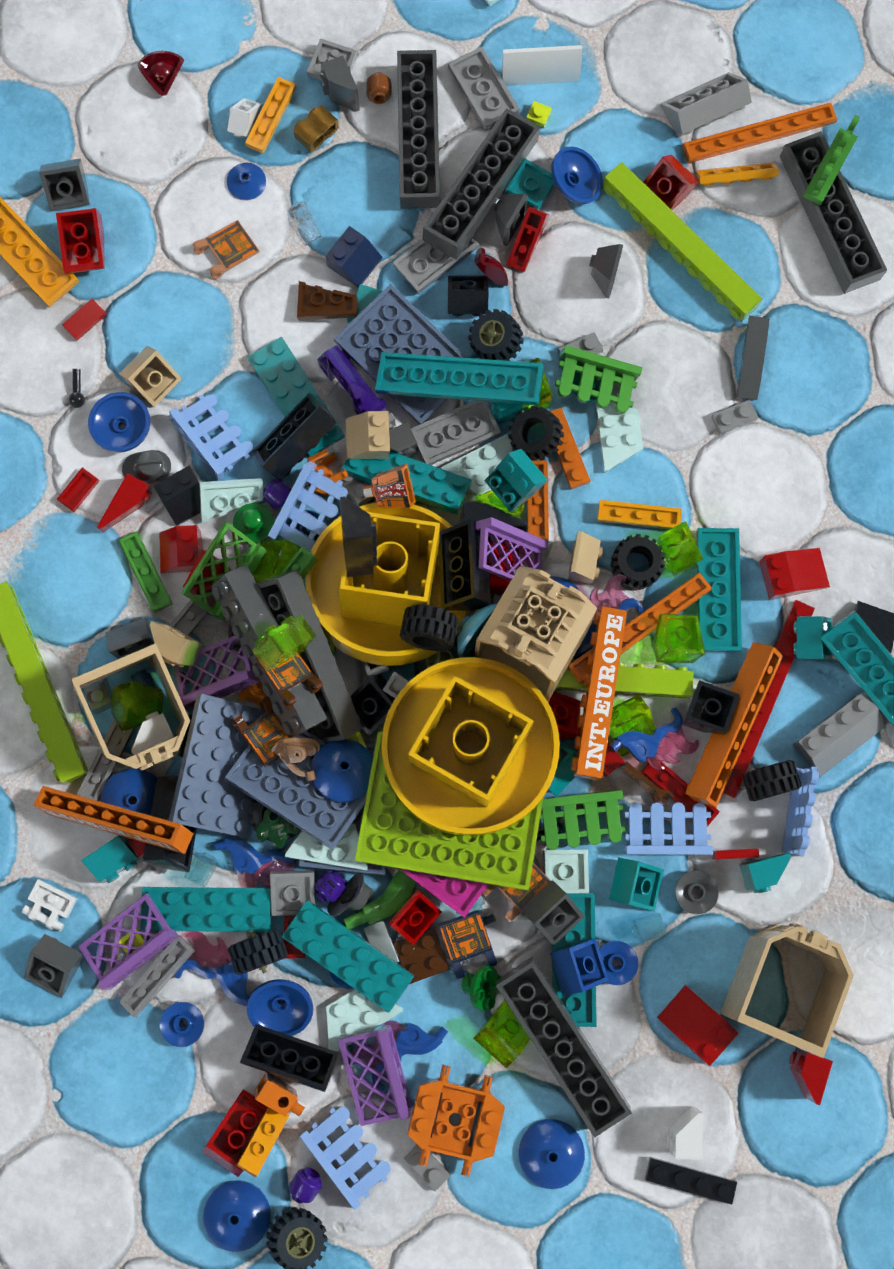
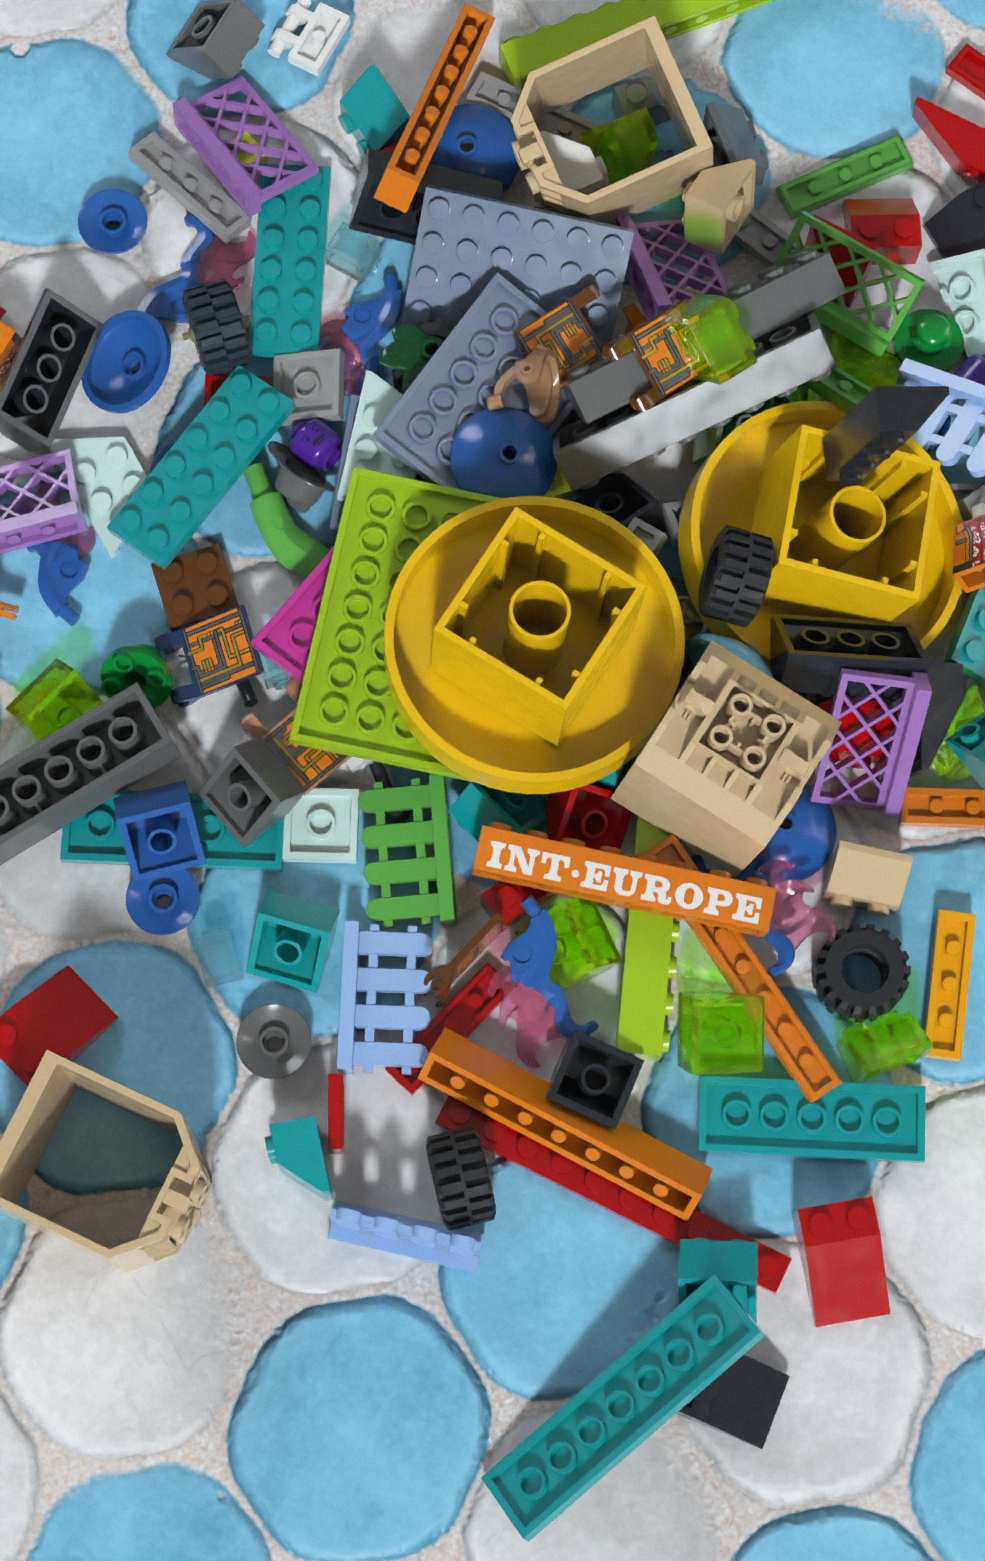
camera: 90 degrees right, 5 degrees down
(379, 938) = (224, 526): white slope -> none
(415, 917) = (259, 568): red slope -> none
(840, 733) = (541, 1320): light grey slope -> none

